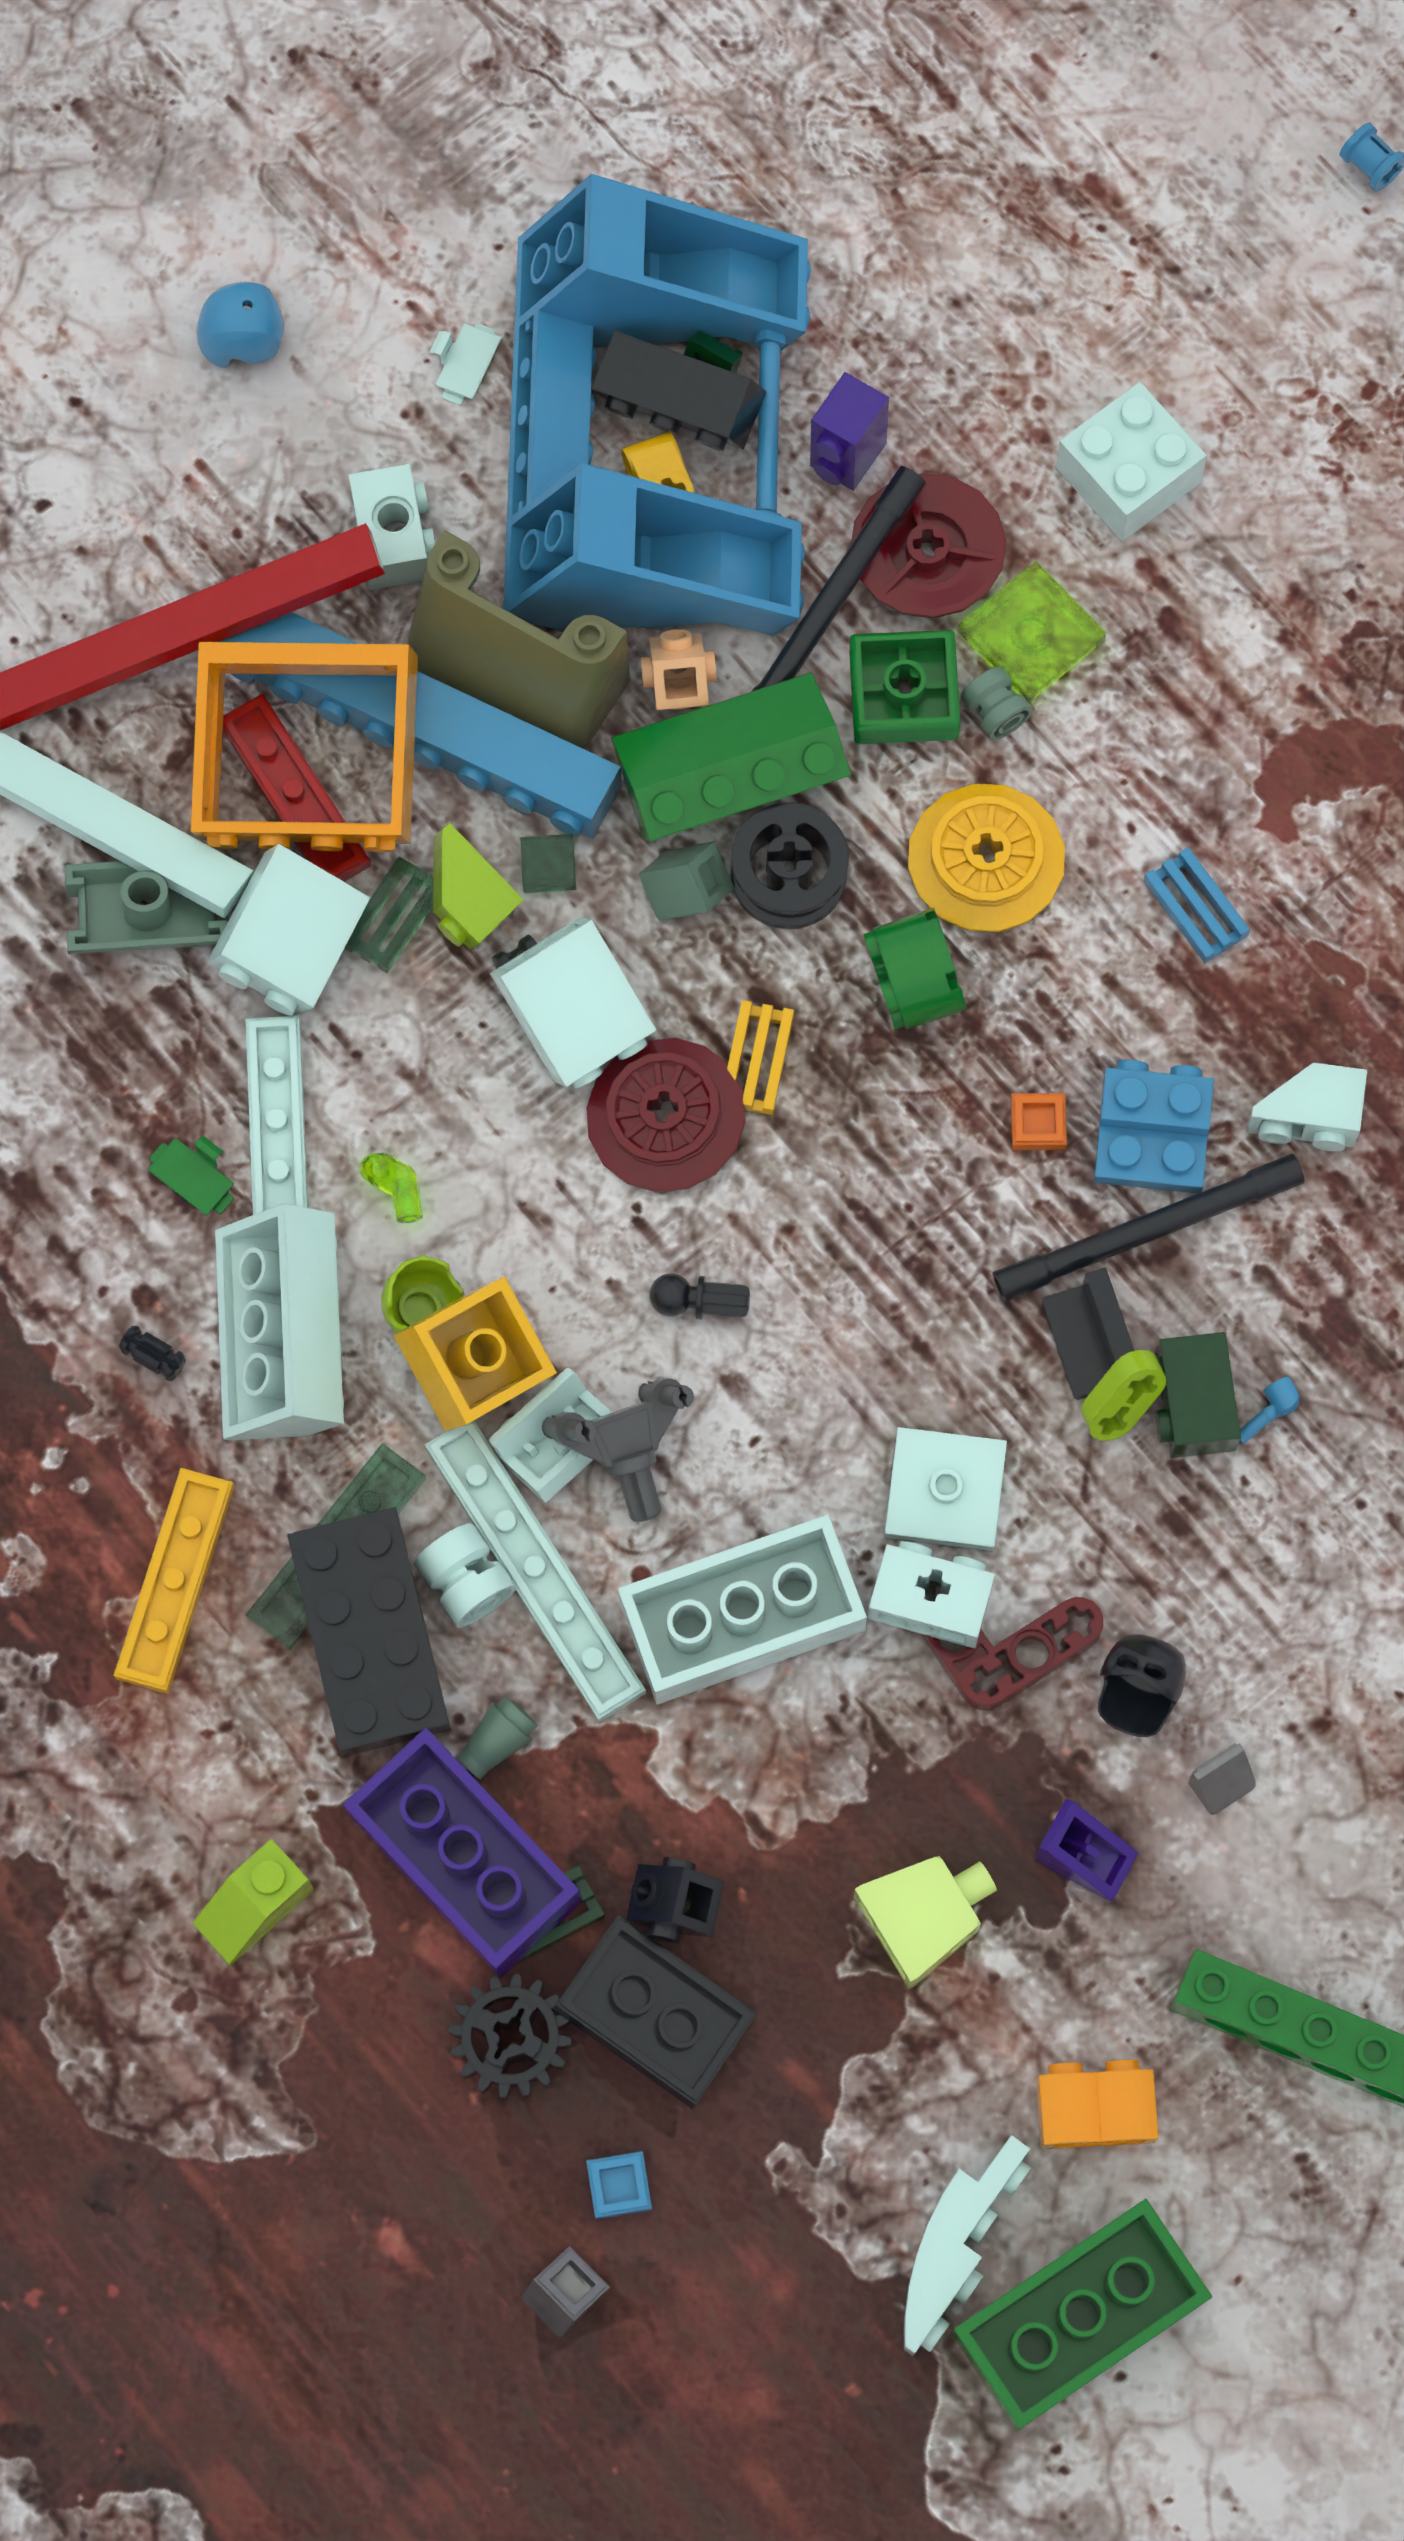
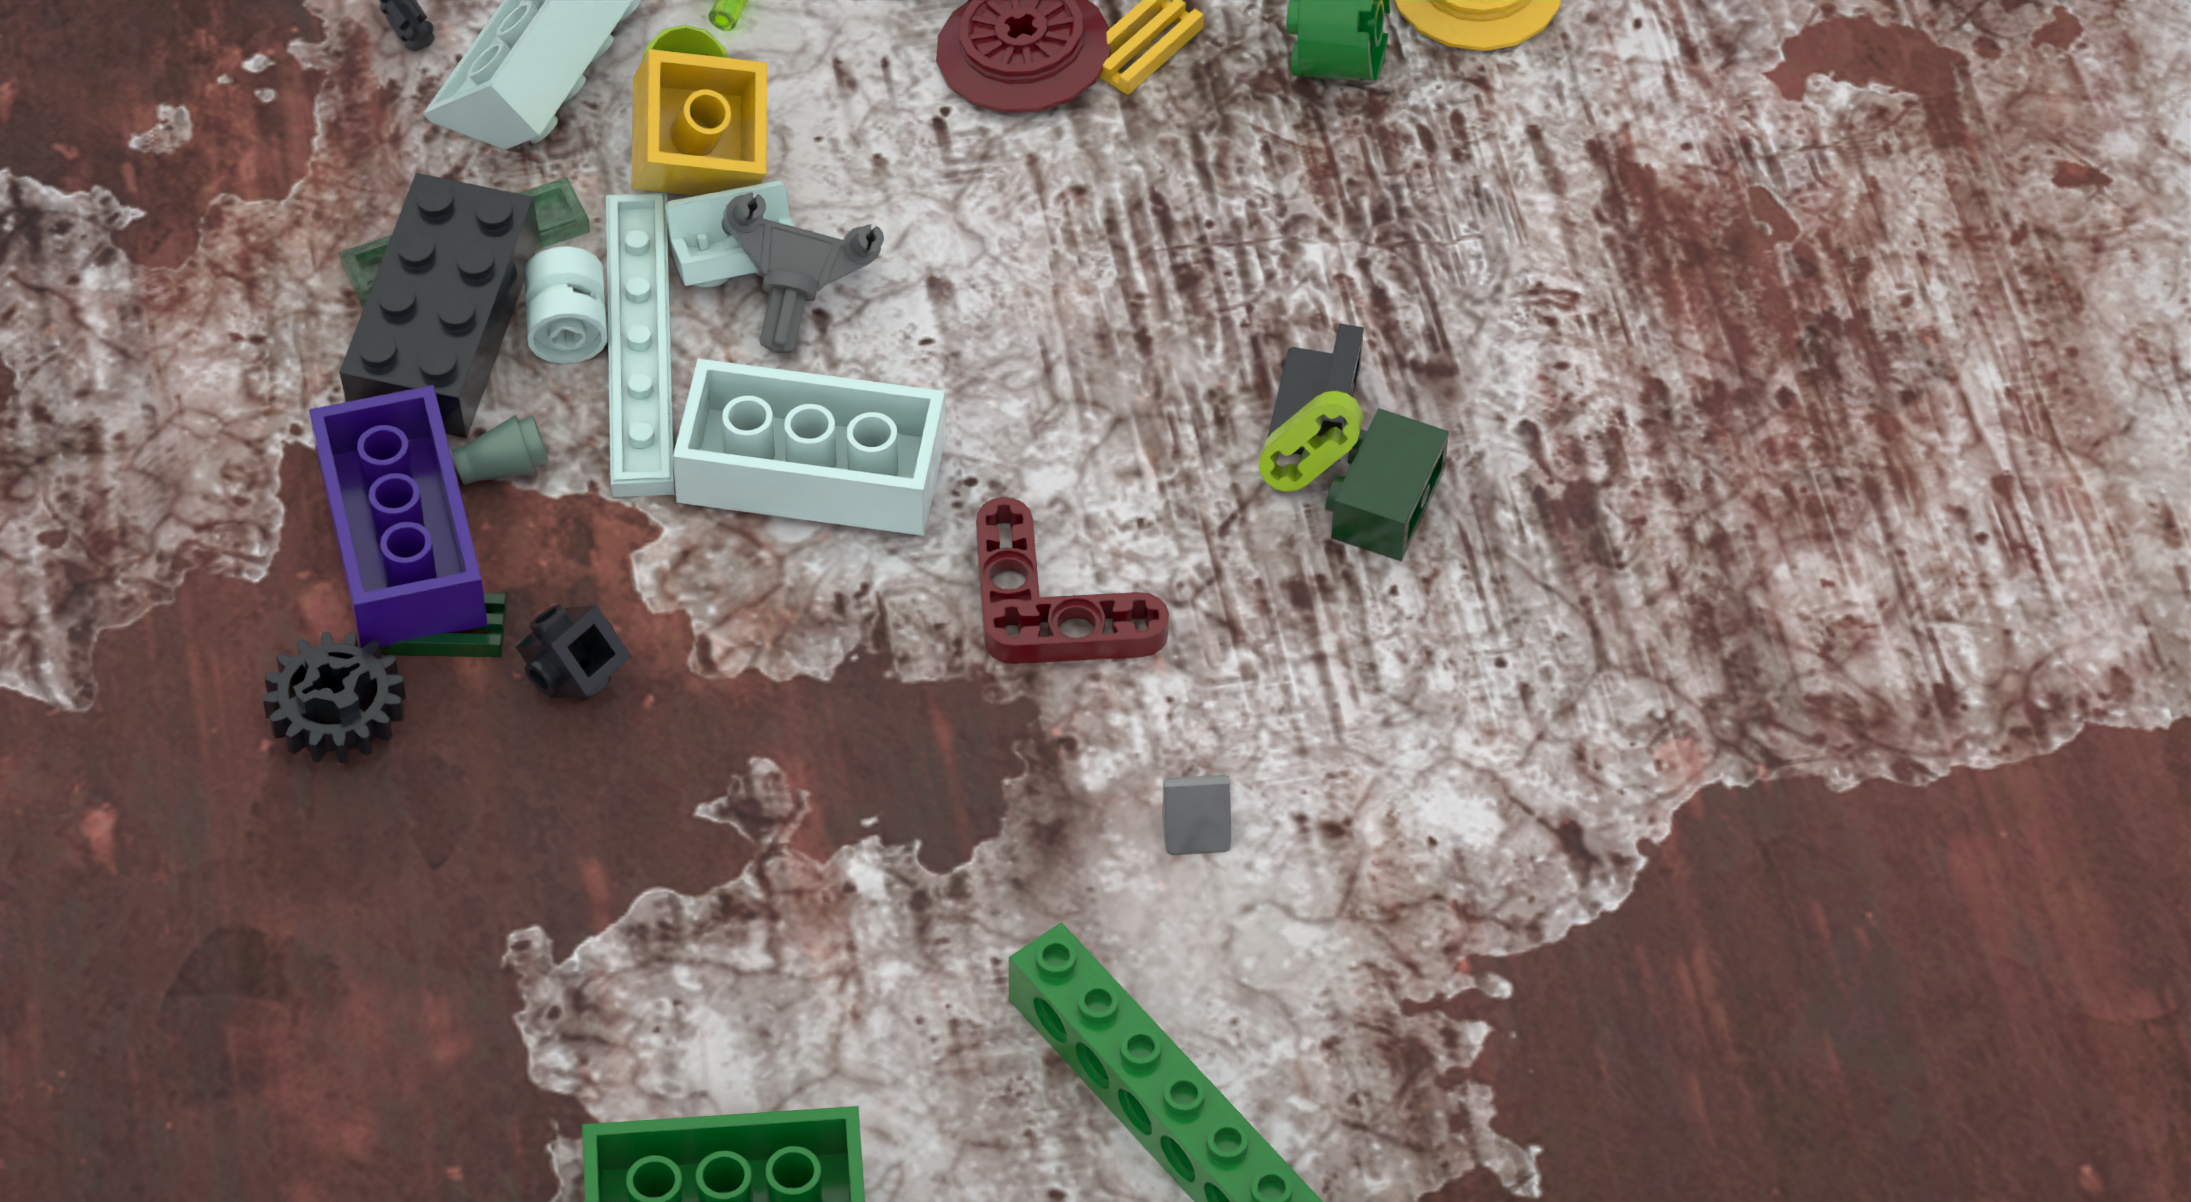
camera: 25 degrees right, 20 degrees down
(174, 1581) = (294, 201): yellow tile -> none
(252, 1901) = (175, 473): lime slope -> none
(564, 2292) = (230, 942): flat silver slope -> none
(619, 2185) = (350, 879): dark azure tile -> none
(655, 2011) = (488, 740): black tile -> none
(673, 1296) = (928, 183): black axle -> none
(901, 1599) = (1003, 513): light aqua brick -> none
(924, 1913) = (813, 786): yellowish green torso -> none
(943, 2262) = (644, 1066): light aqua slope -> none
(945, 1489) = (1085, 456): light aqua plate -> none
(1038, 1121) = (1384, 207): orange tile -> none
(1086, 1851) = (1009, 803): dark purple slope -> none
(1096, 2106) = (870, 1033): light orange brick -> none
(1141, 1684) = (1170, 689): black helmet -> none
(1153, 1127) = (1495, 255): dark azure plate -> none
(1211, 891) = (1655, 70): dark azure tile -> none
(1253, 1186) = (1567, 346): black piece -> none
(1283, 1401) = (1475, 536): dark azure hand -> none
(1314, 1106) = (1666, 302): light aqua slope -> none

